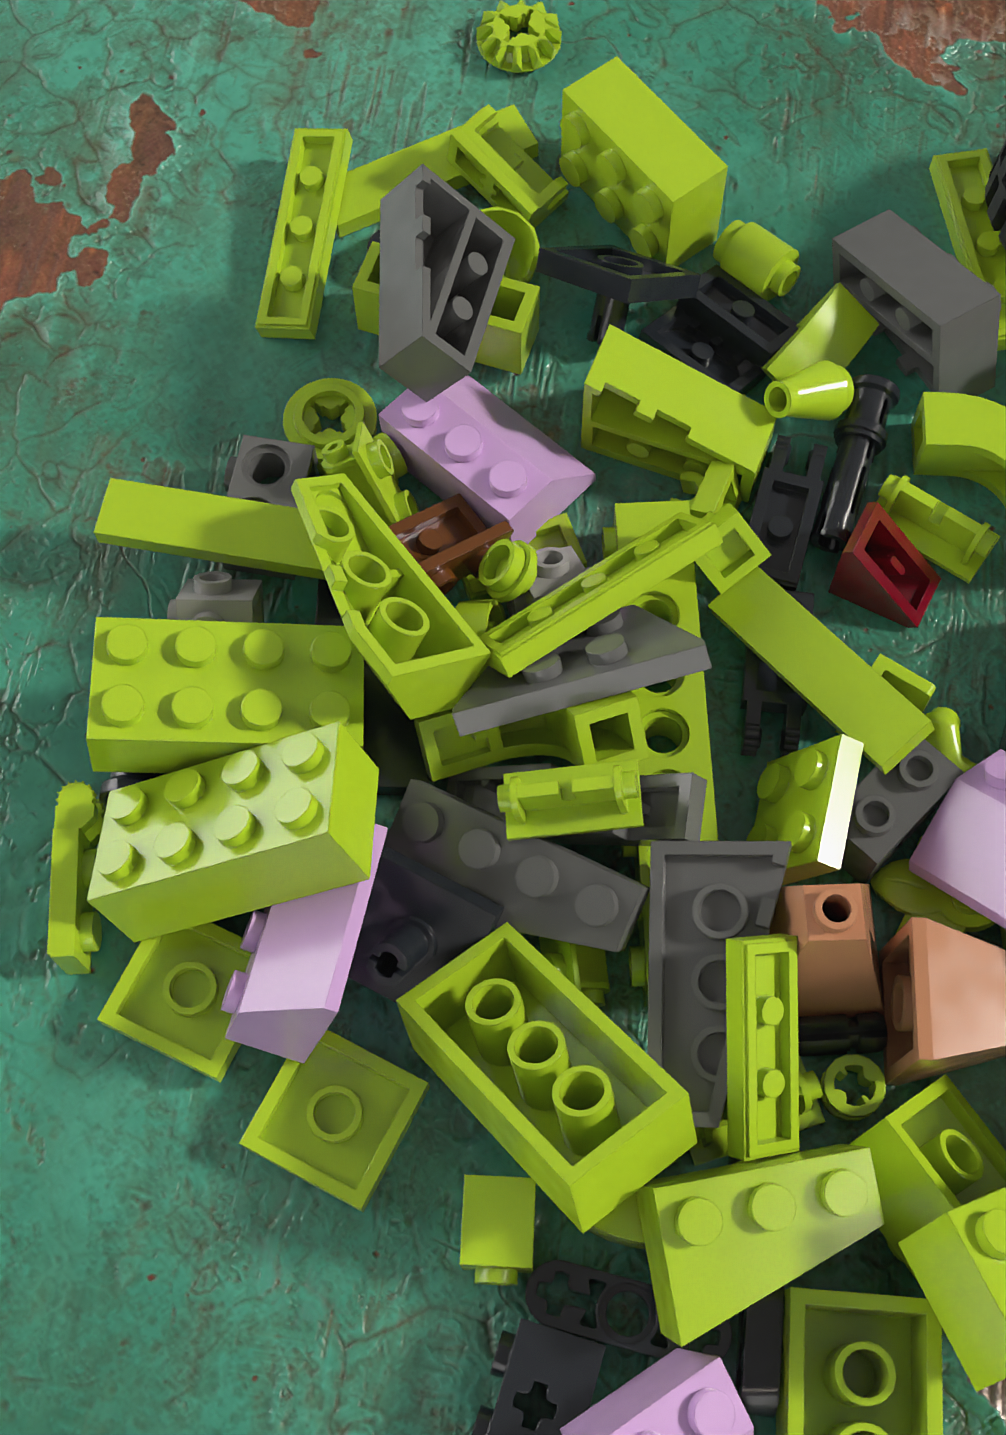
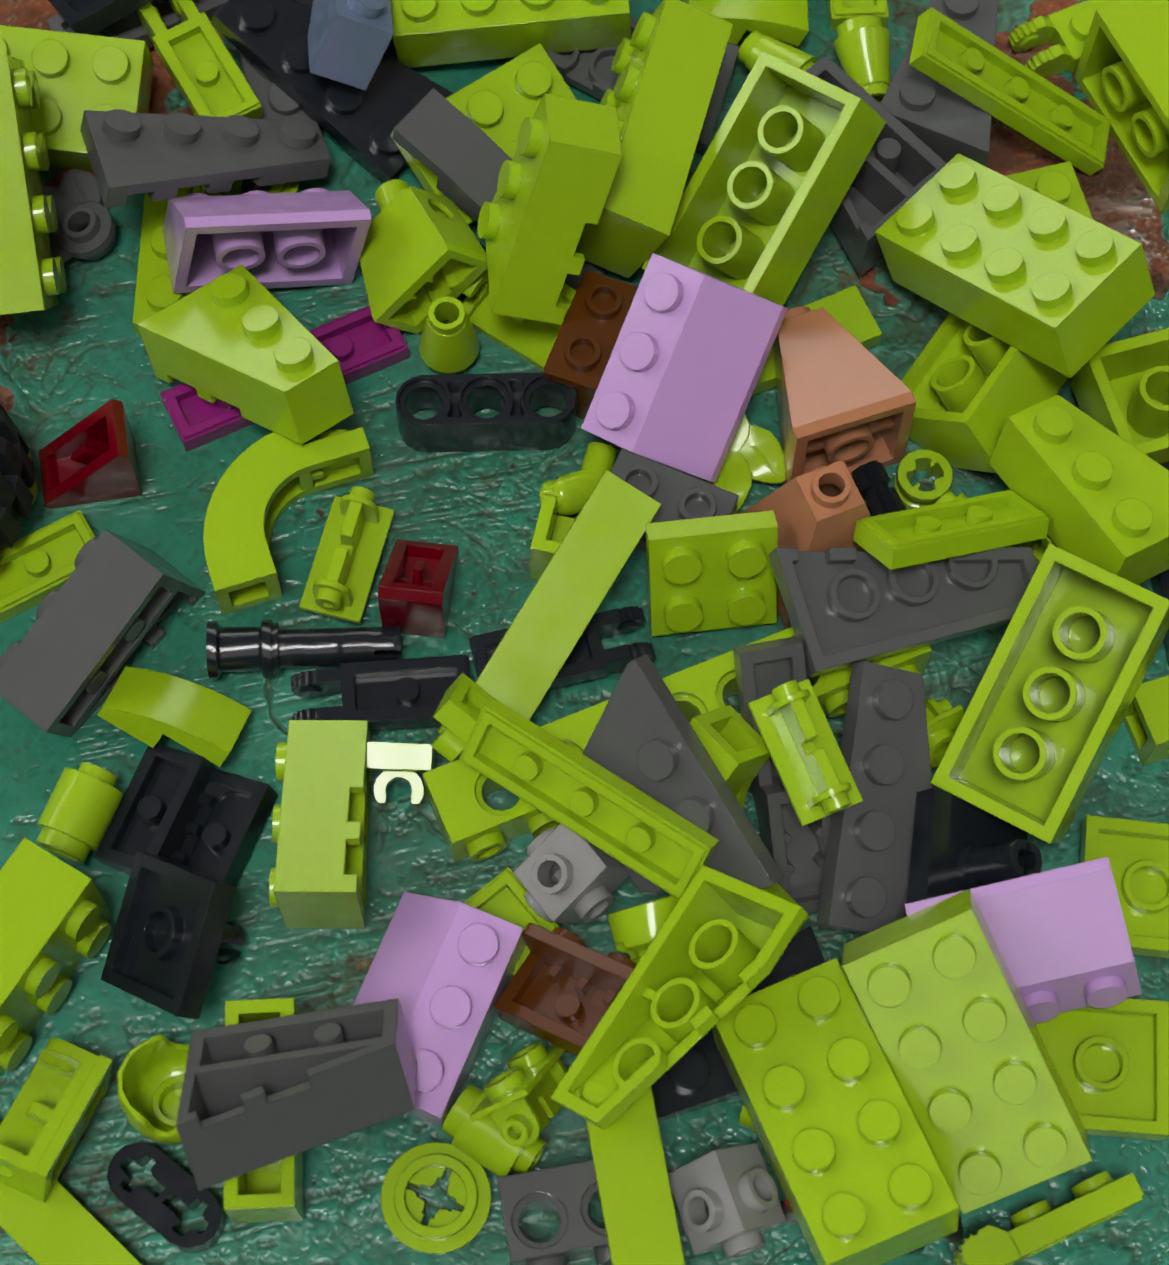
camera: 115 degrees left, 0 degrees up
(508, 569) = (583, 902): lime plate -> none
(812, 393) = (252, 693): lime cone -> none

